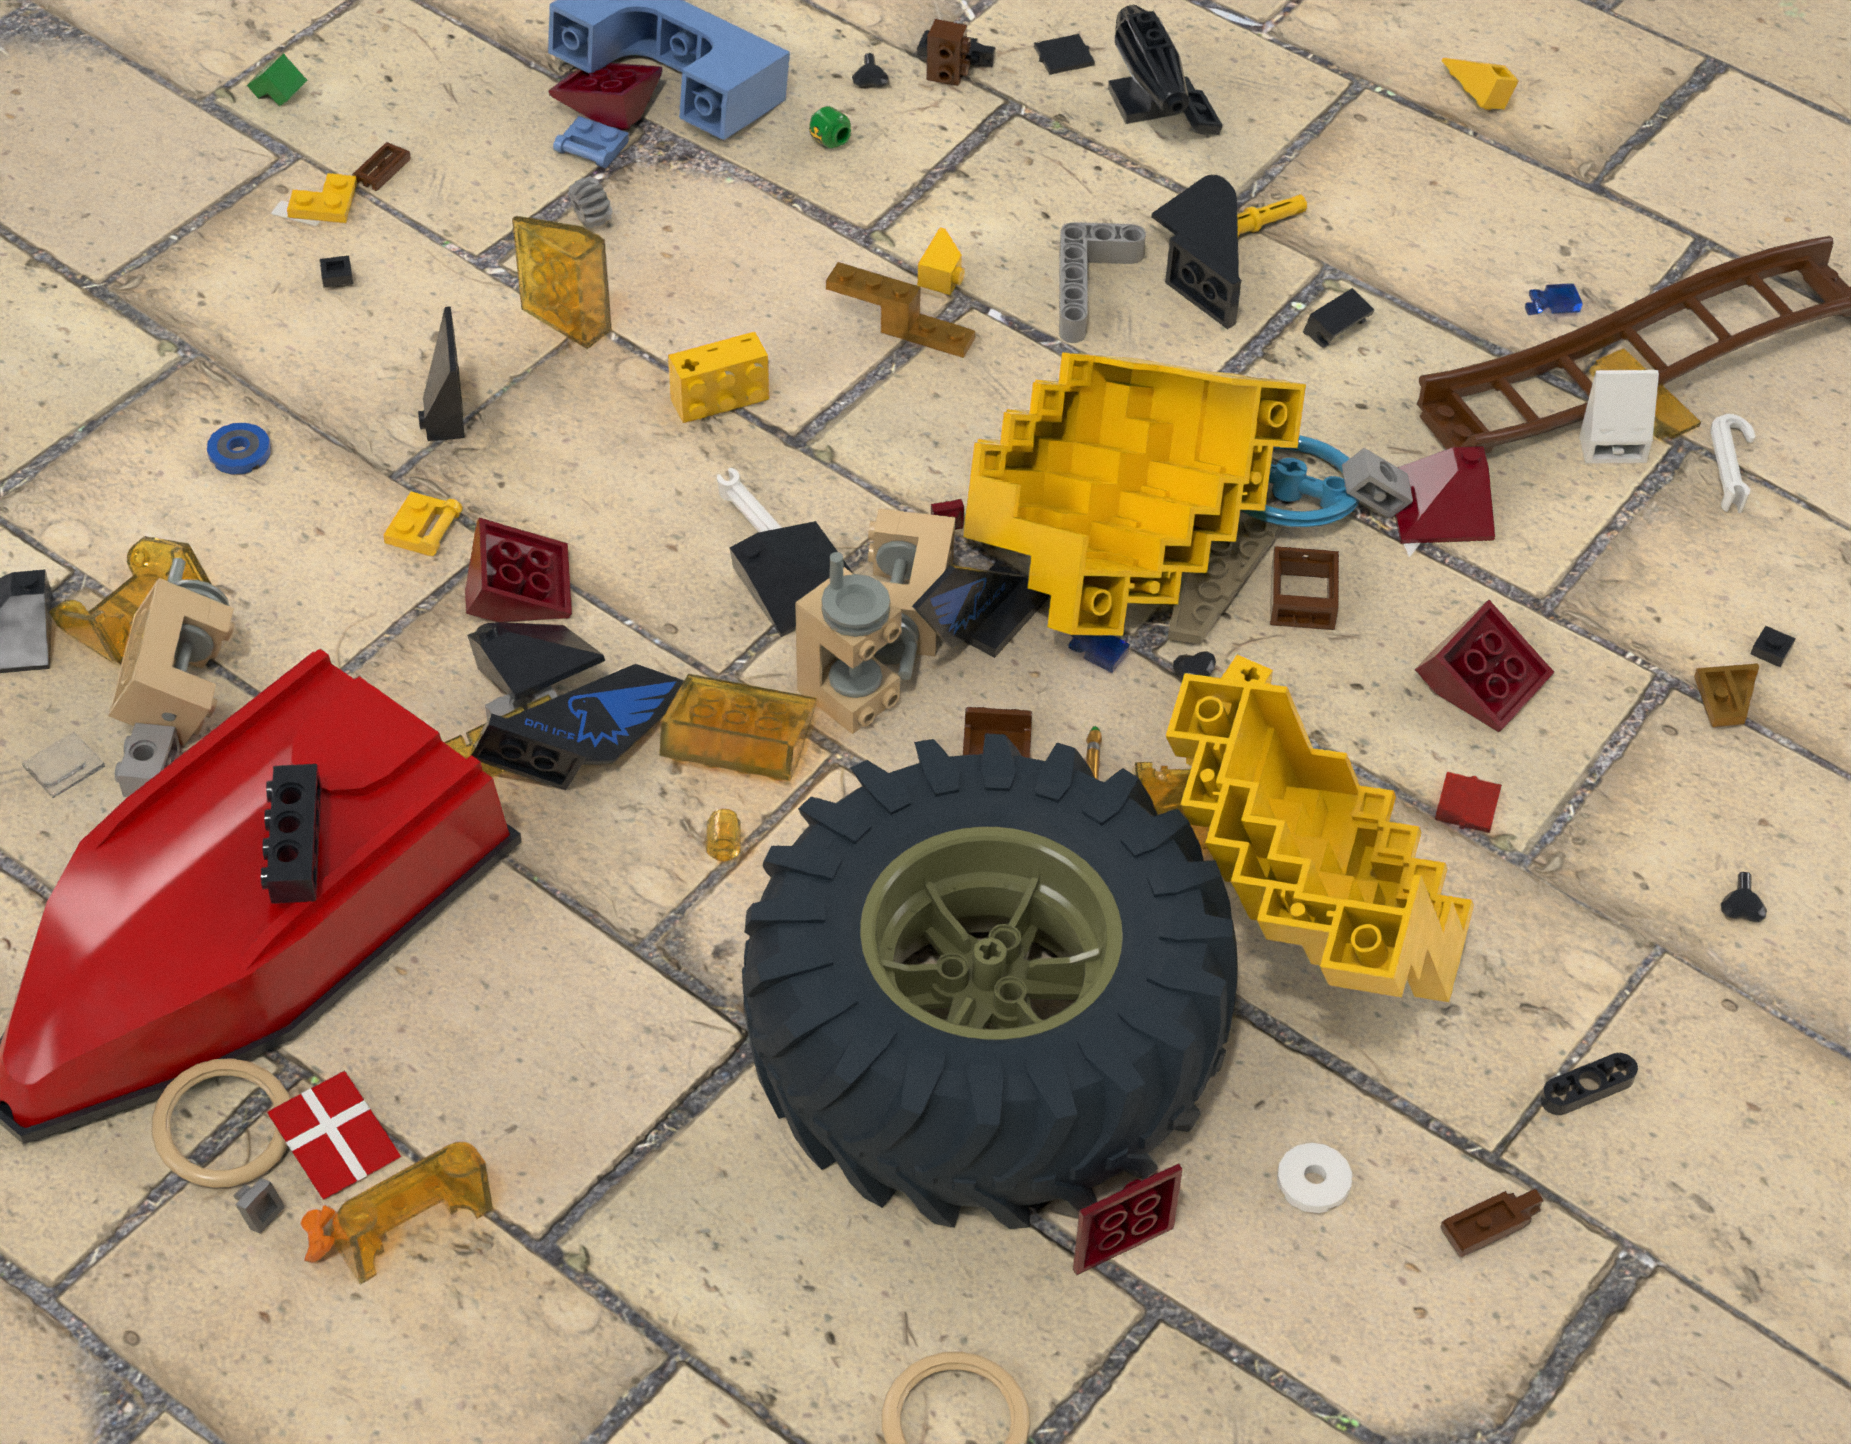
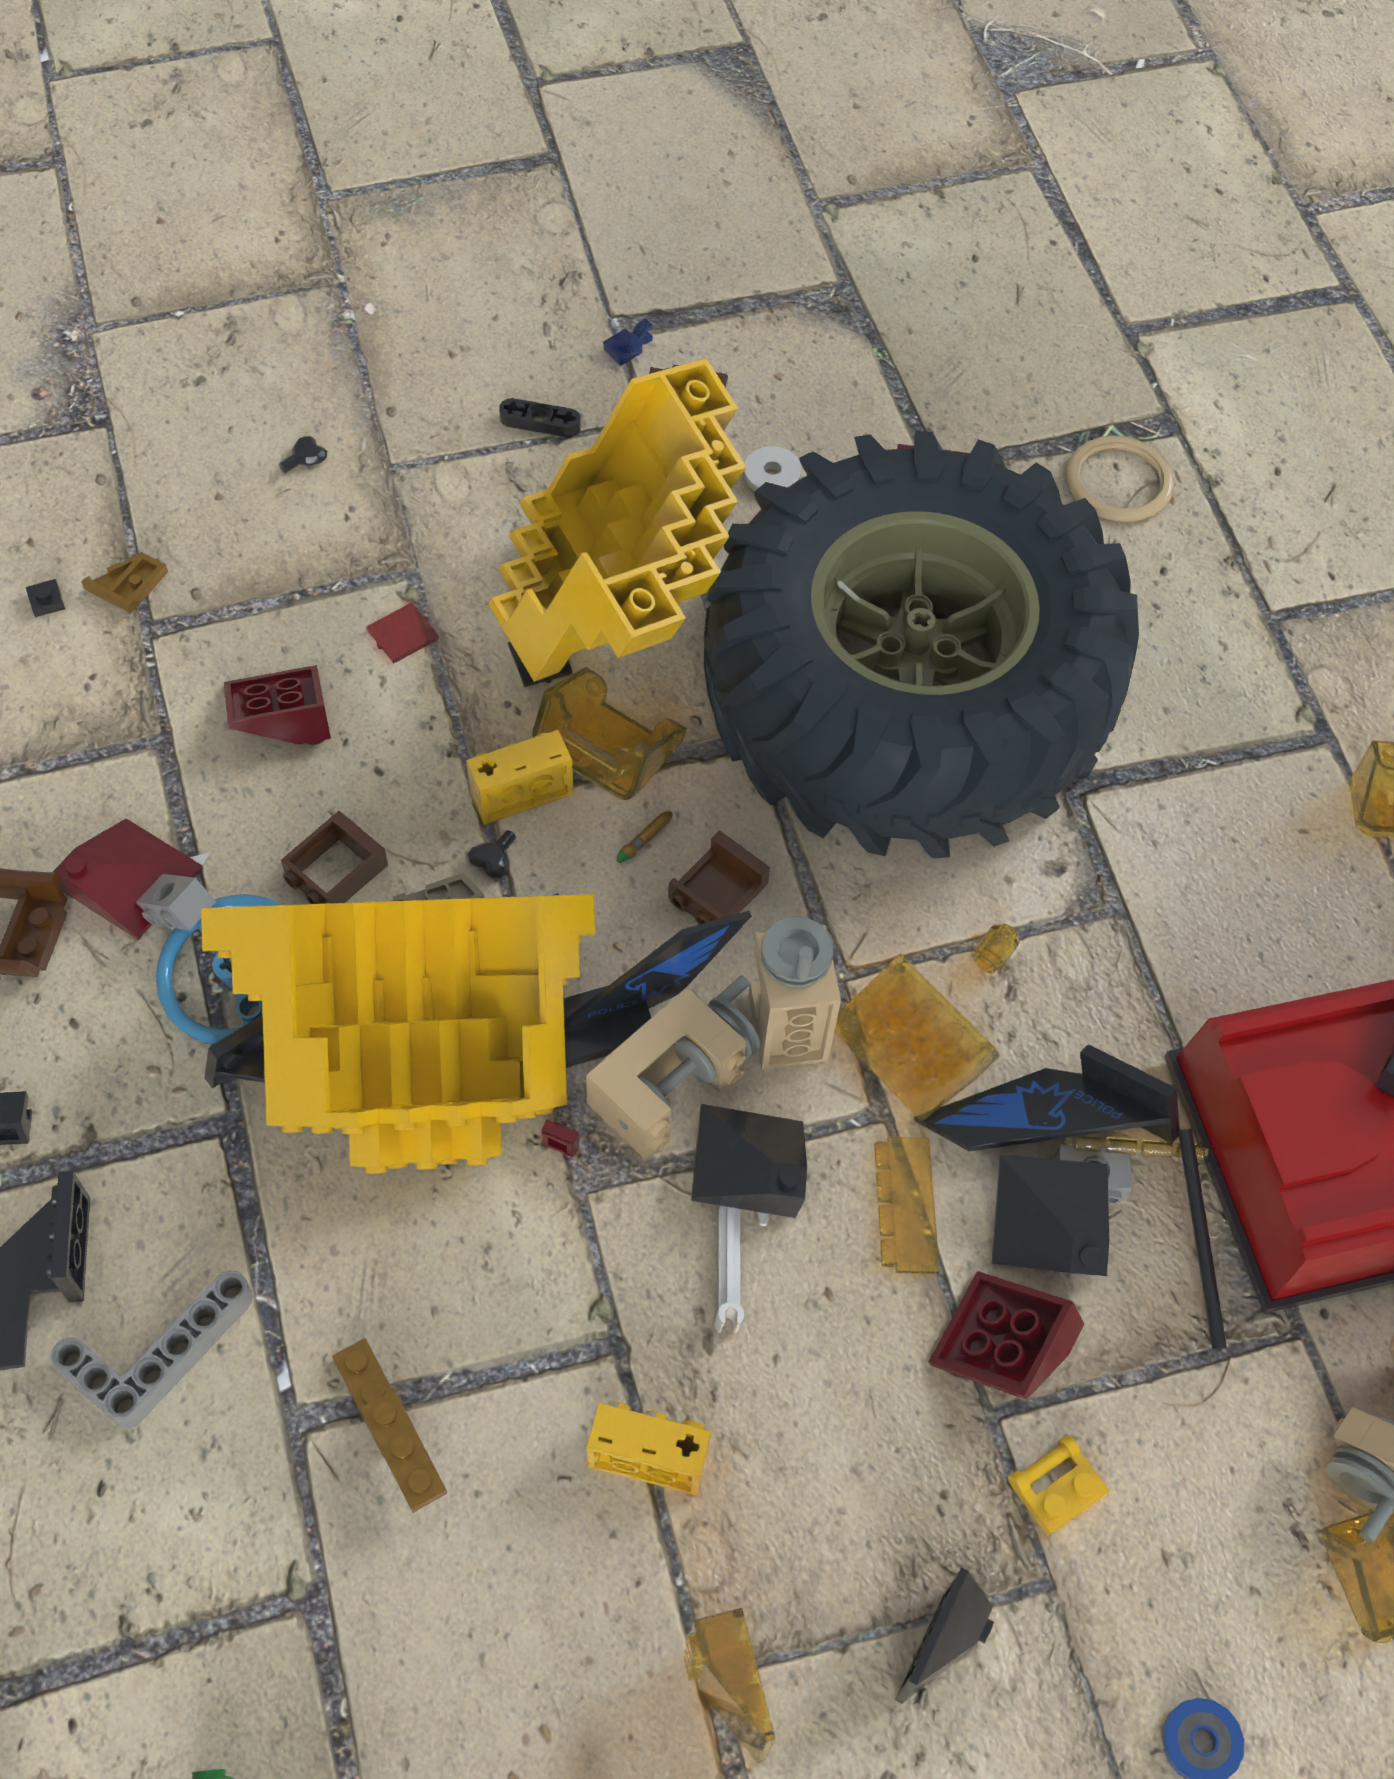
camera: 145 degrees left, 10 degrees up
(409, 703) = (1202, 1239): none -> black piece
(658, 626) = (912, 1207): none -> clear yellow windscreen
(941, 264) = (281, 1474): yellow slope -> none
(1604, 1229) = (628, 345): none -> clear blue plate

